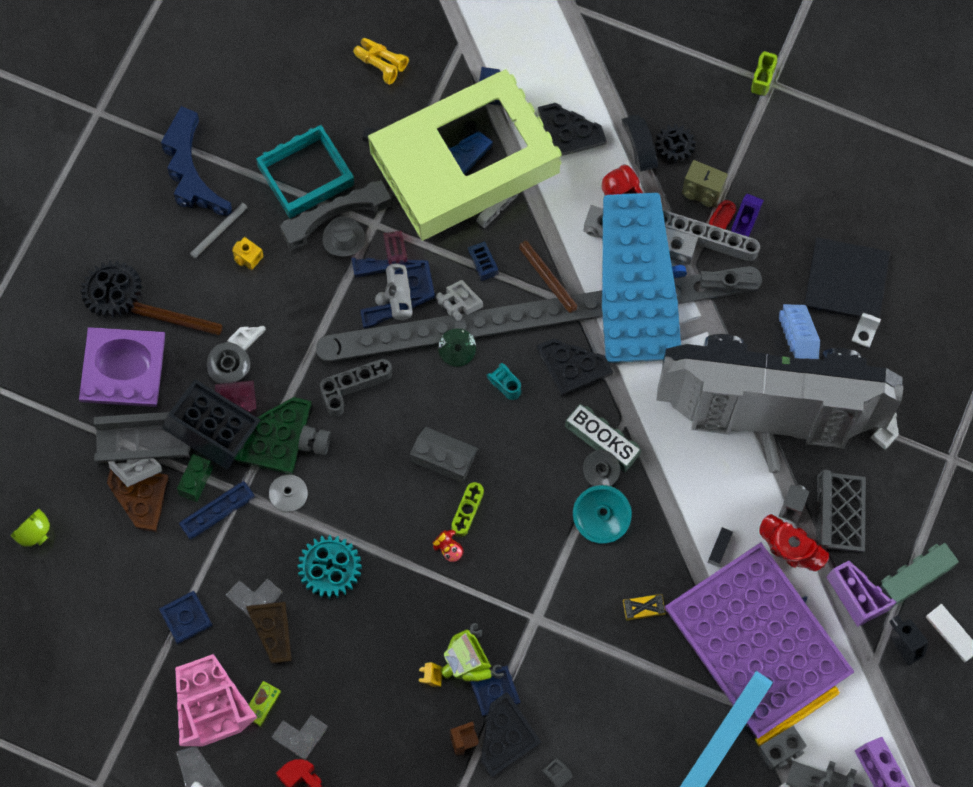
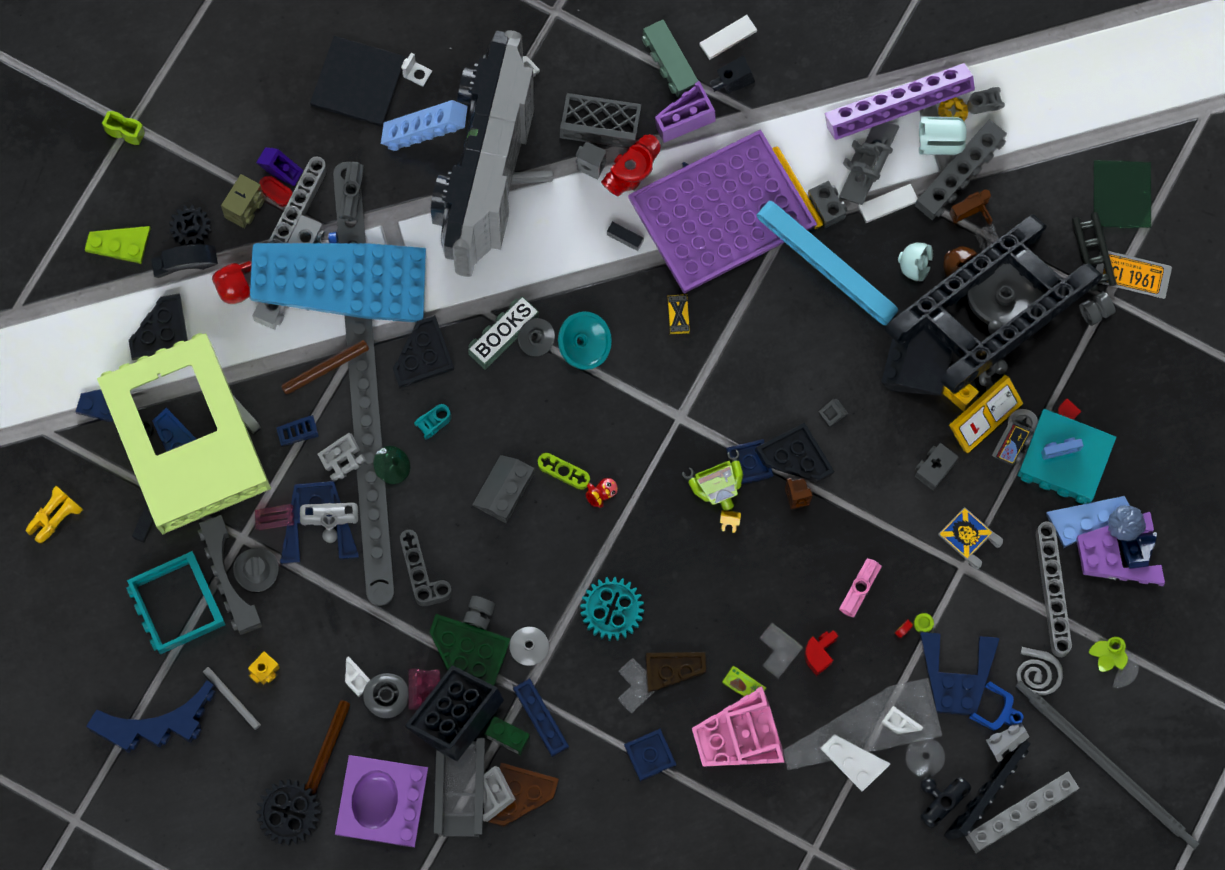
camera: 85 degrees left, 5 degrees up
(651, 89) = (121, 244): none -> lime wing

